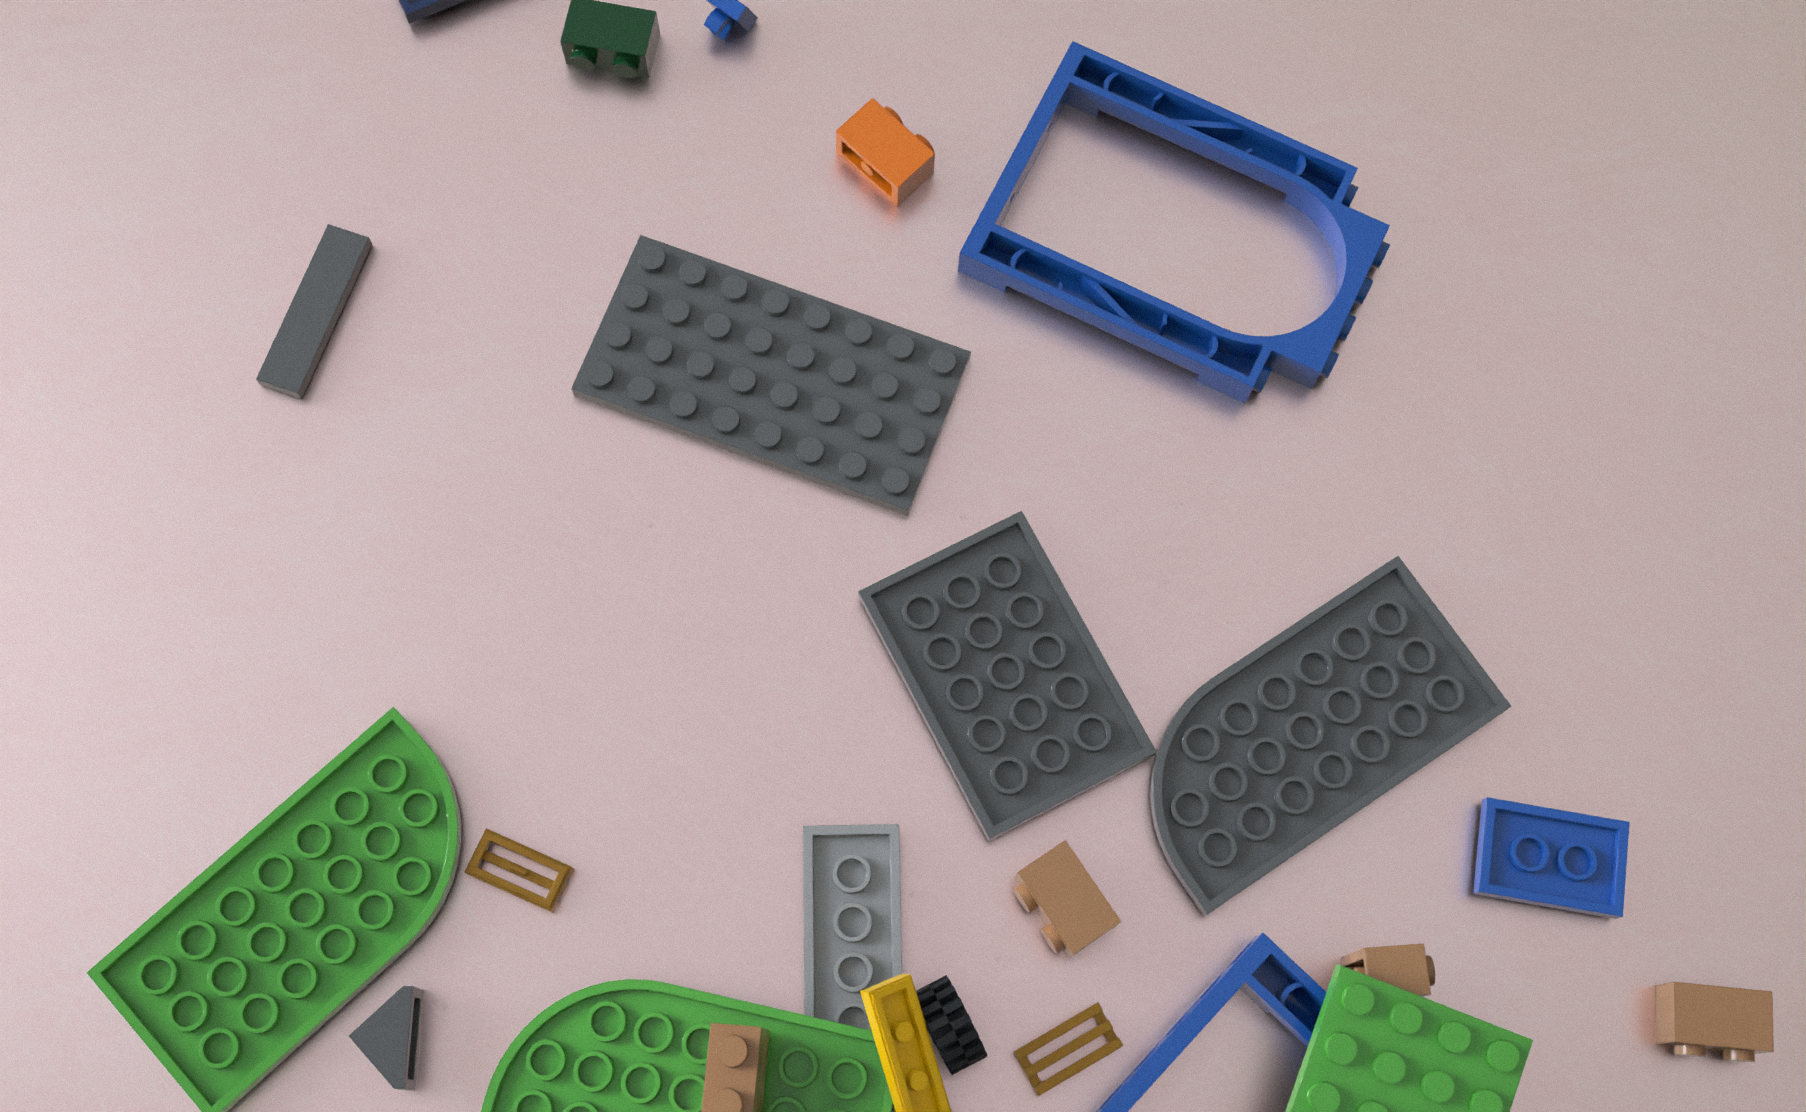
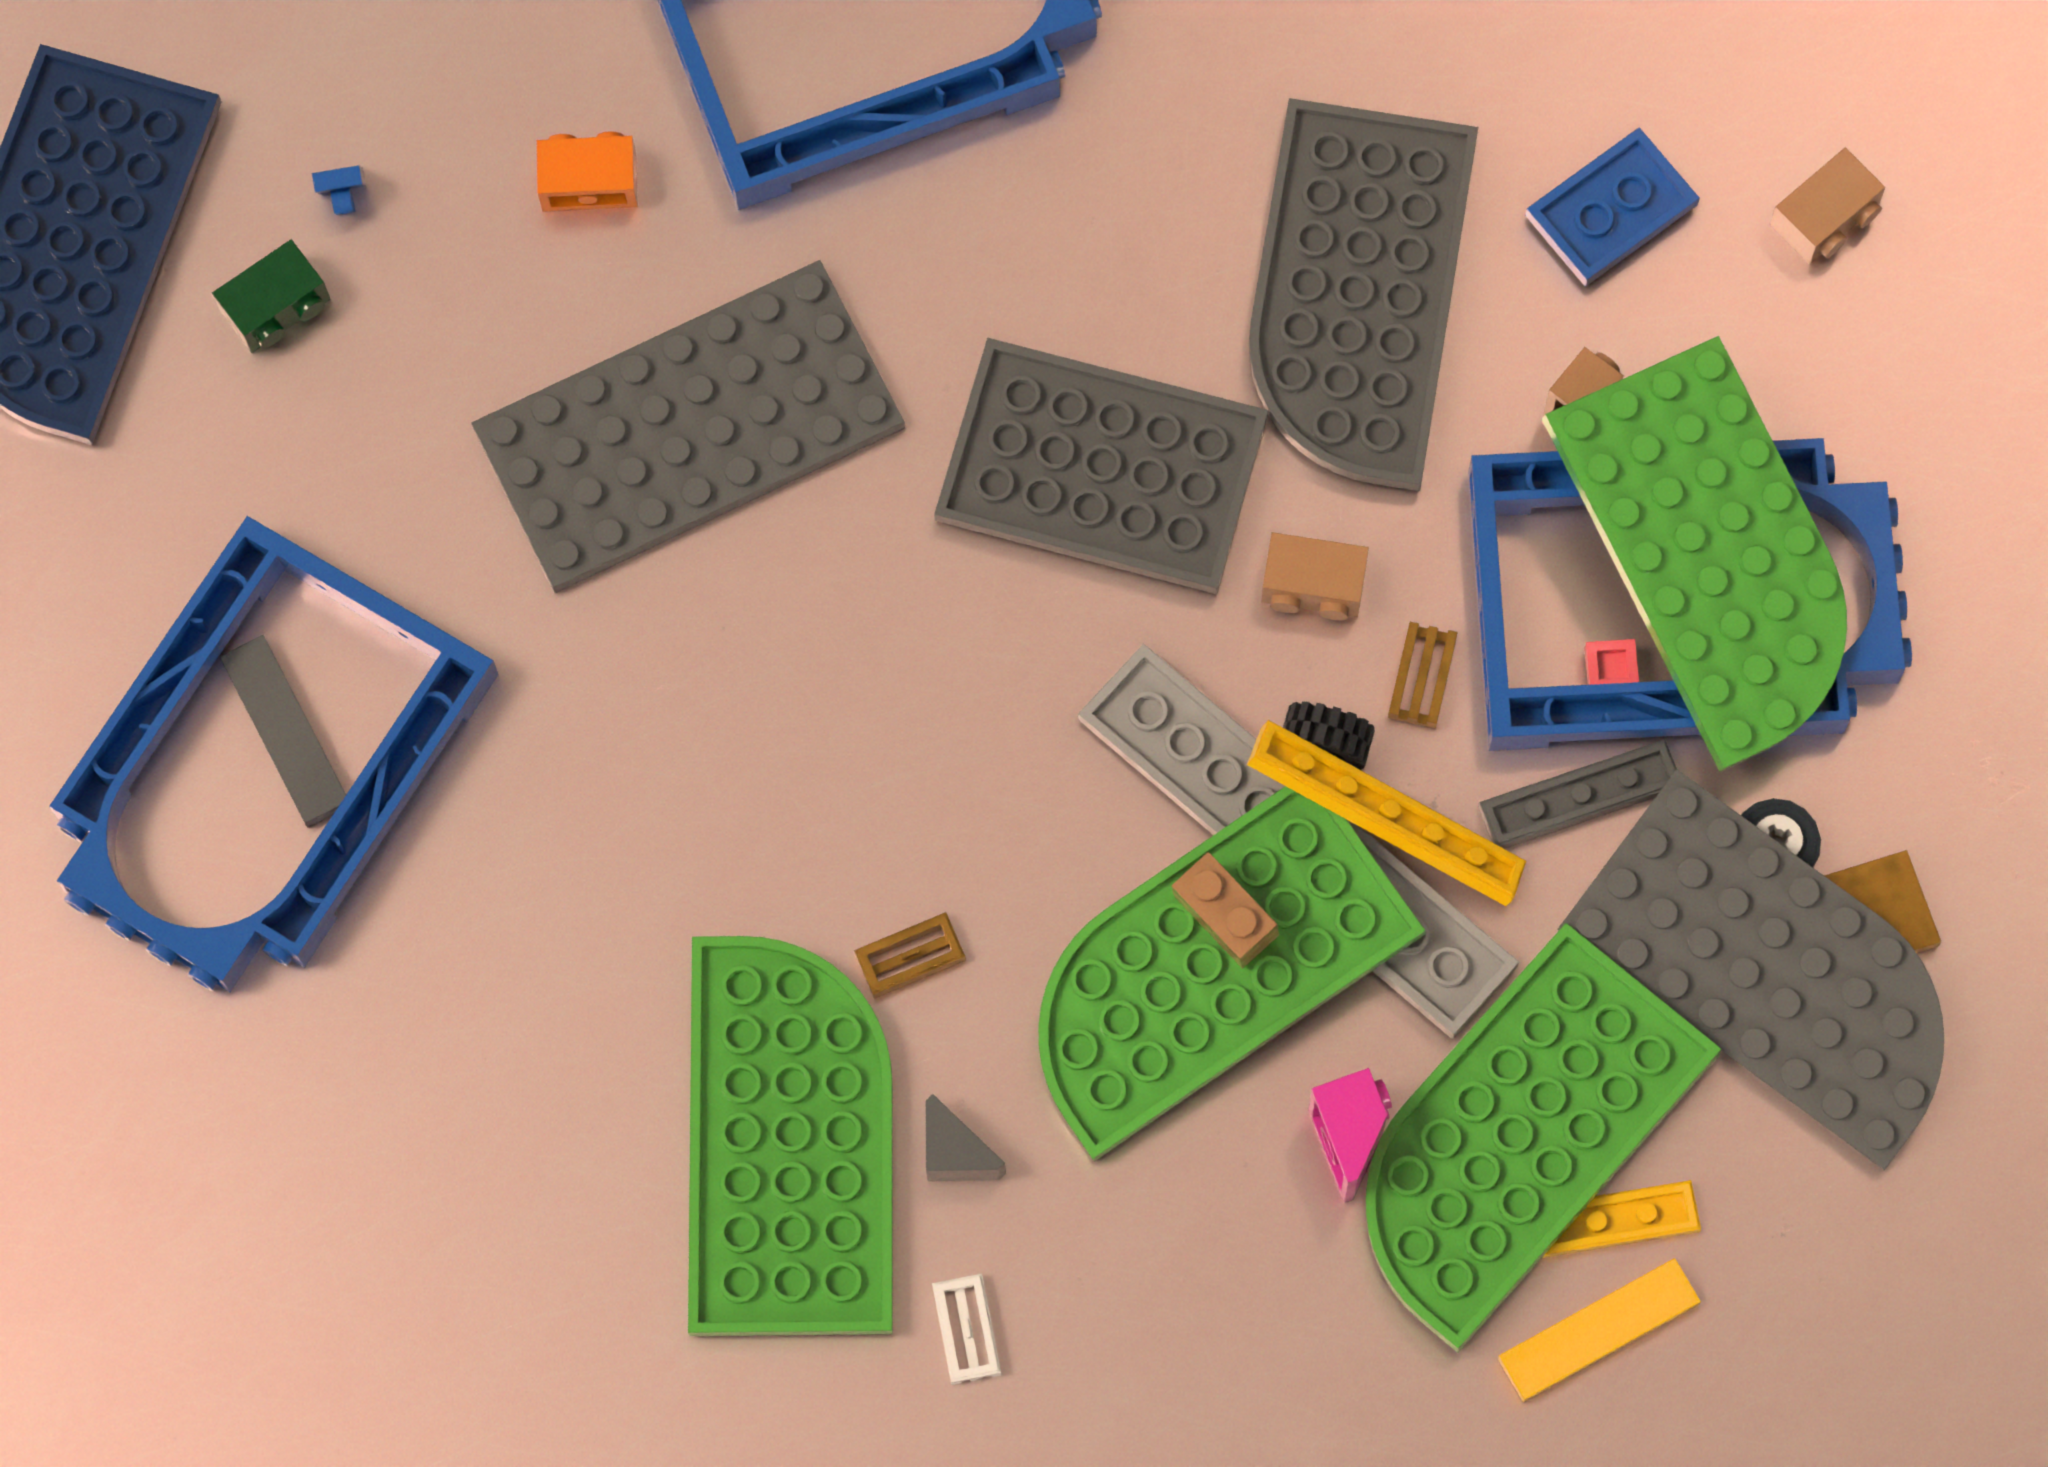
camera: 40 degrees left, 0 degrees up
(163, 231) = (306, 907): none -> blue door

